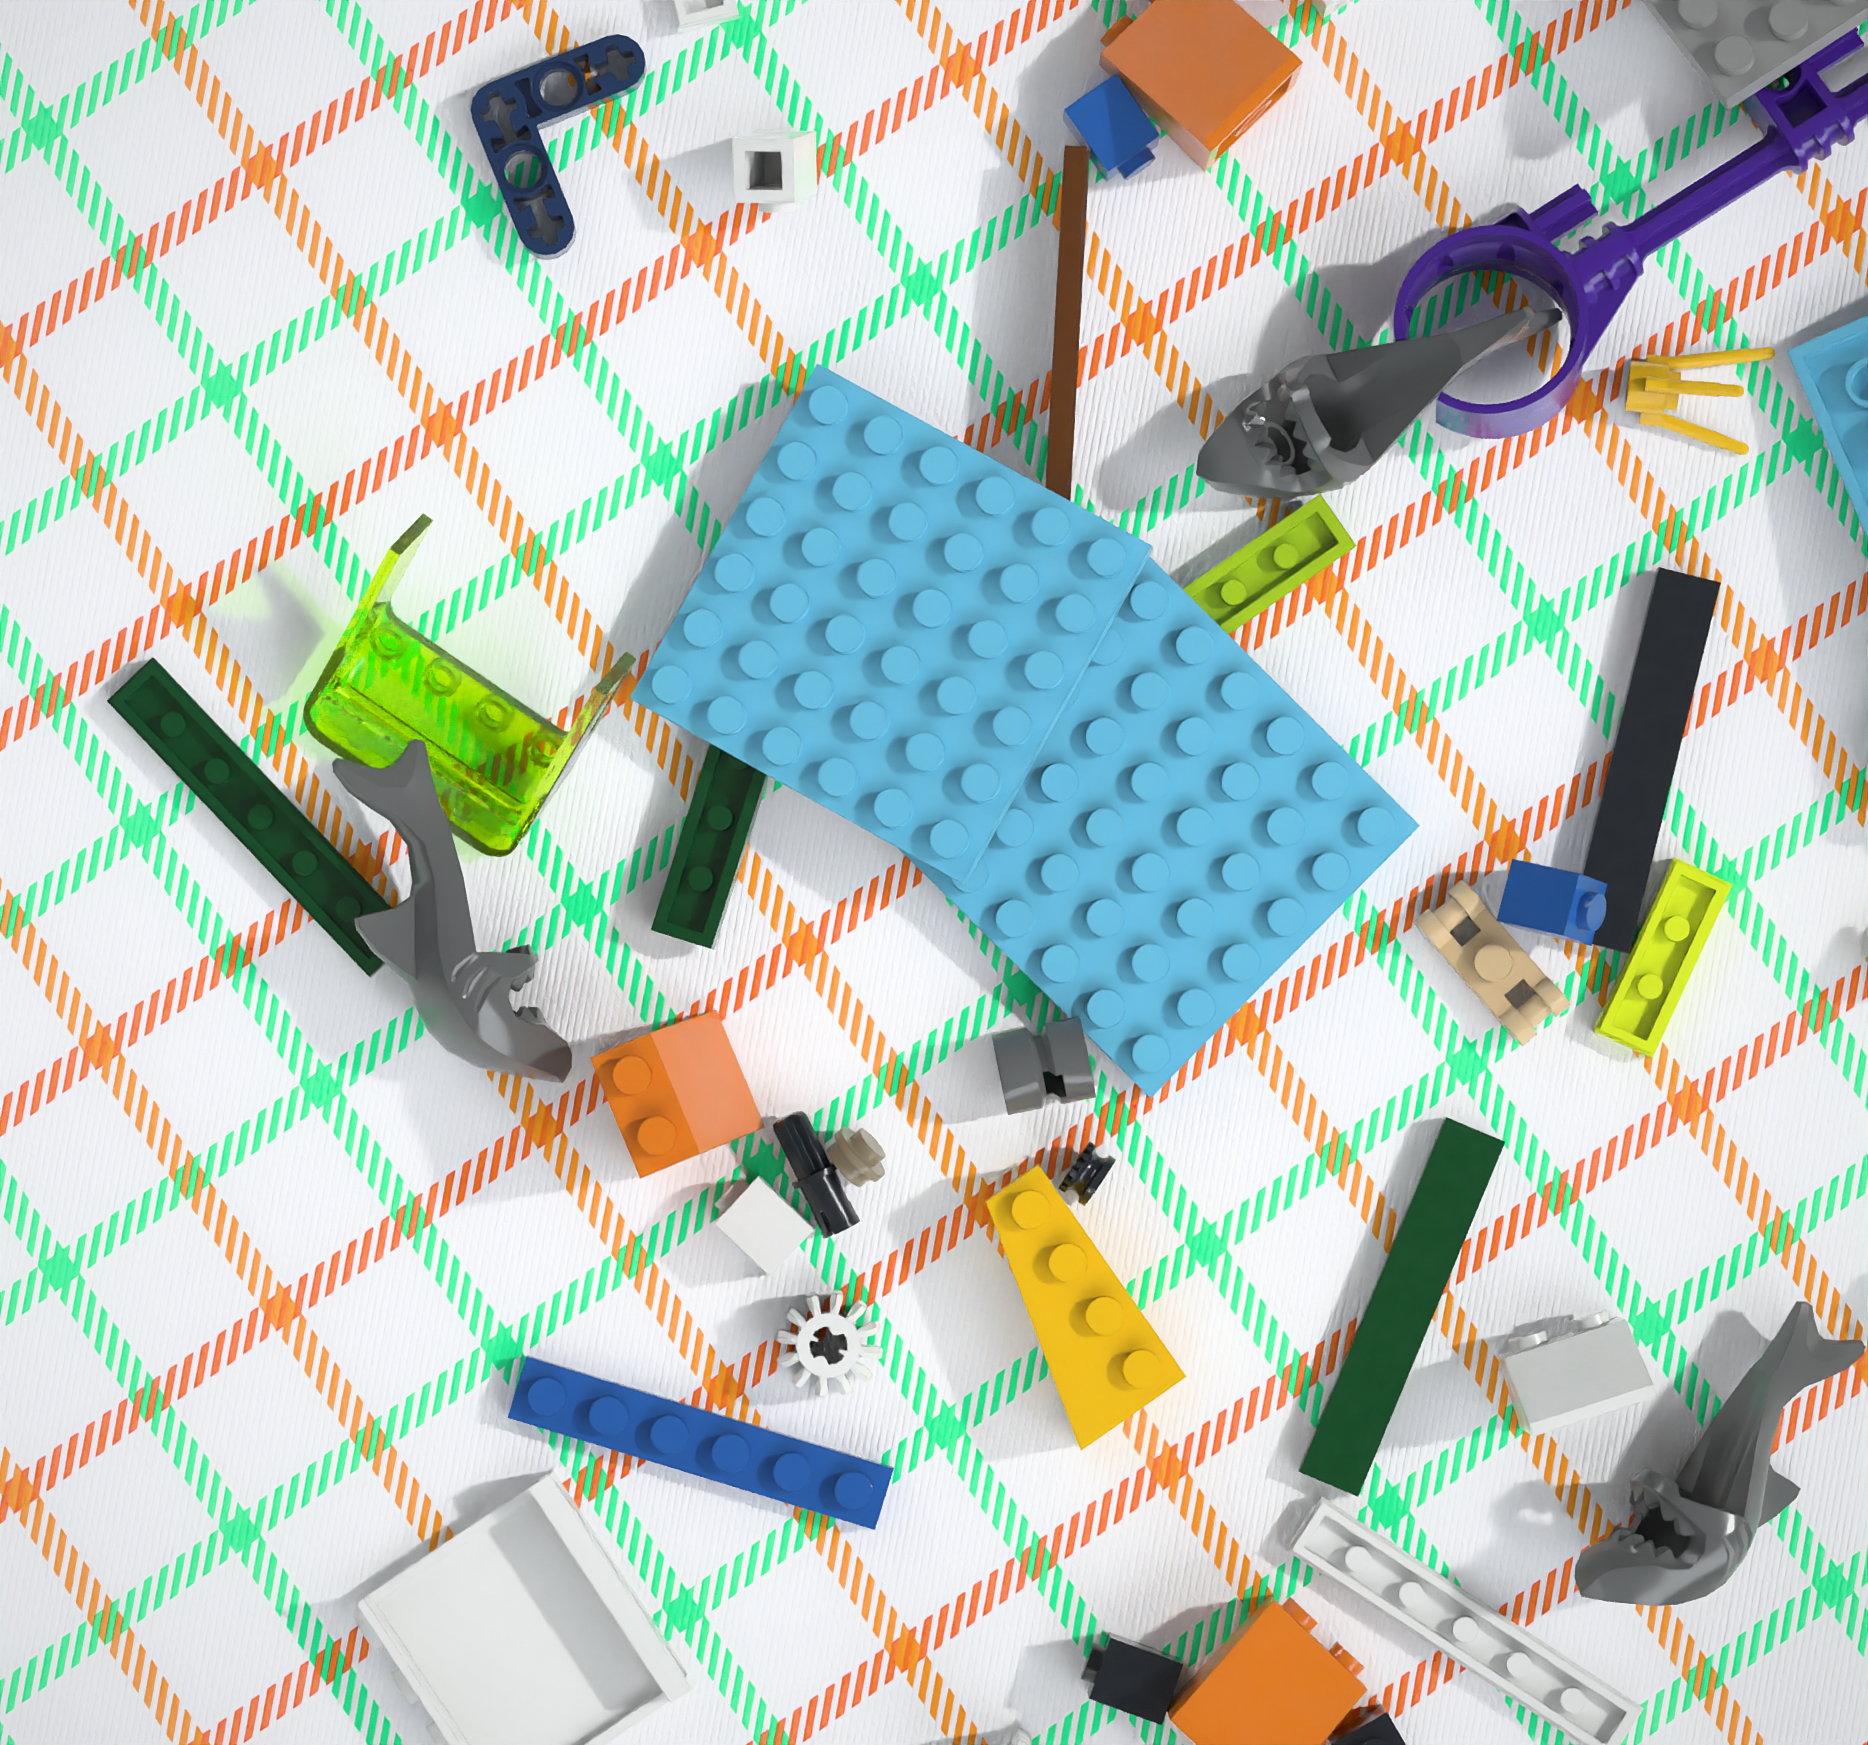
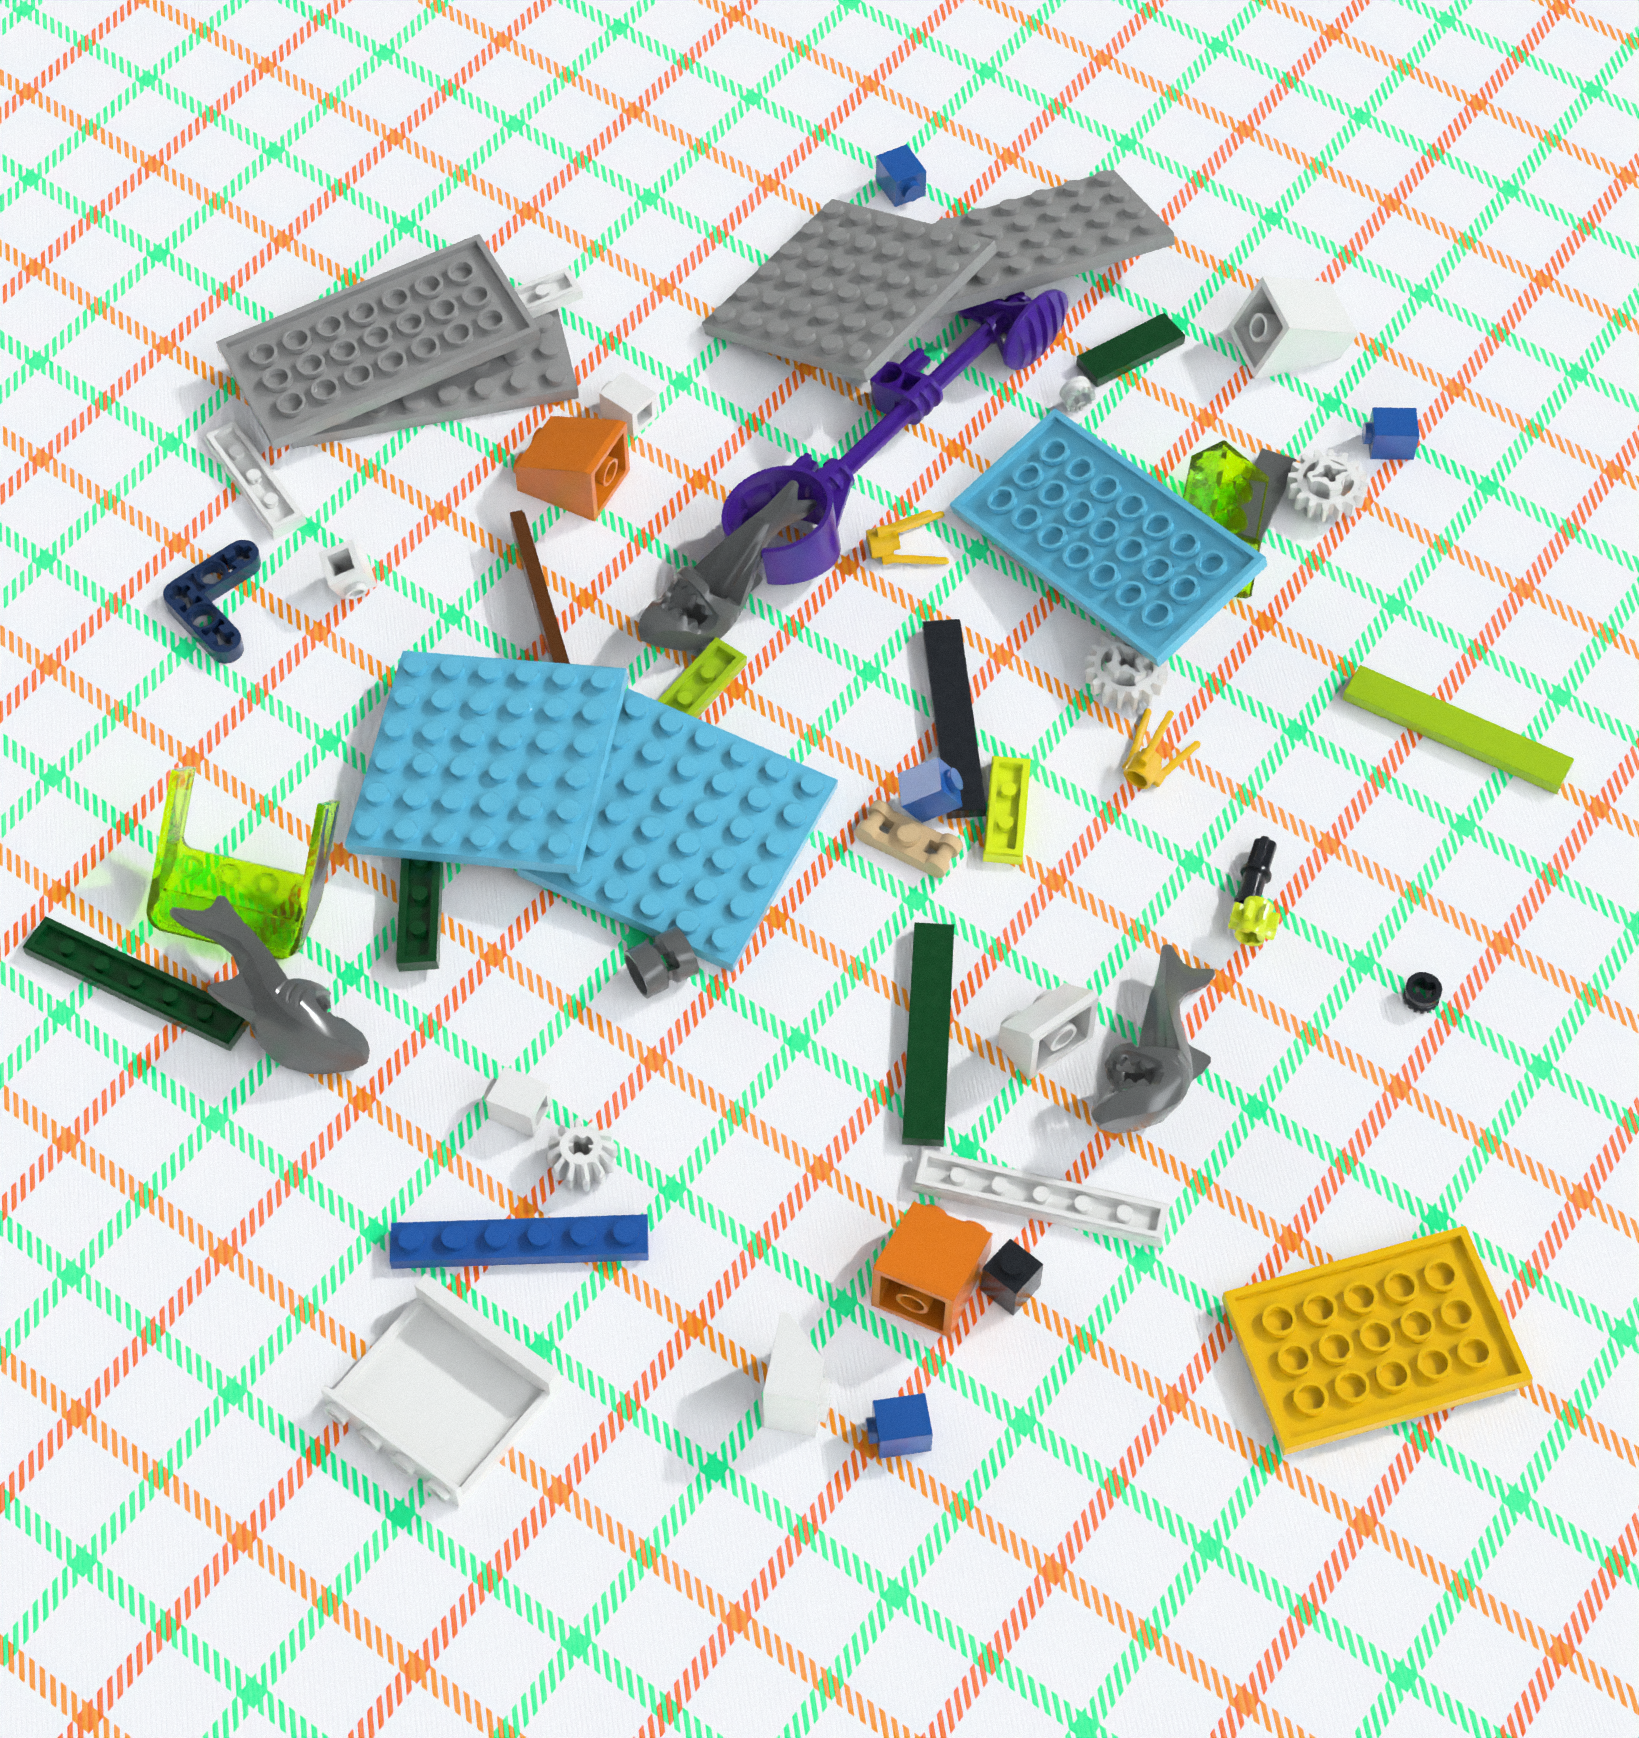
camera: 20 degrees left, 30 degrees down
(677, 1093) = (433, 1041): orange slope -> none
(815, 1174) = (541, 1066): black axle -> none
(857, 1156) = (564, 1048): dark tan plate -> none
(1085, 1320) = (734, 1086): yellow wedge -> none
(1087, 1173) = (710, 1015): black bush -> none
(1113, 129) = (539, 502): blue brick -> none
(1132, 1677) = (842, 1284): black brick -> none

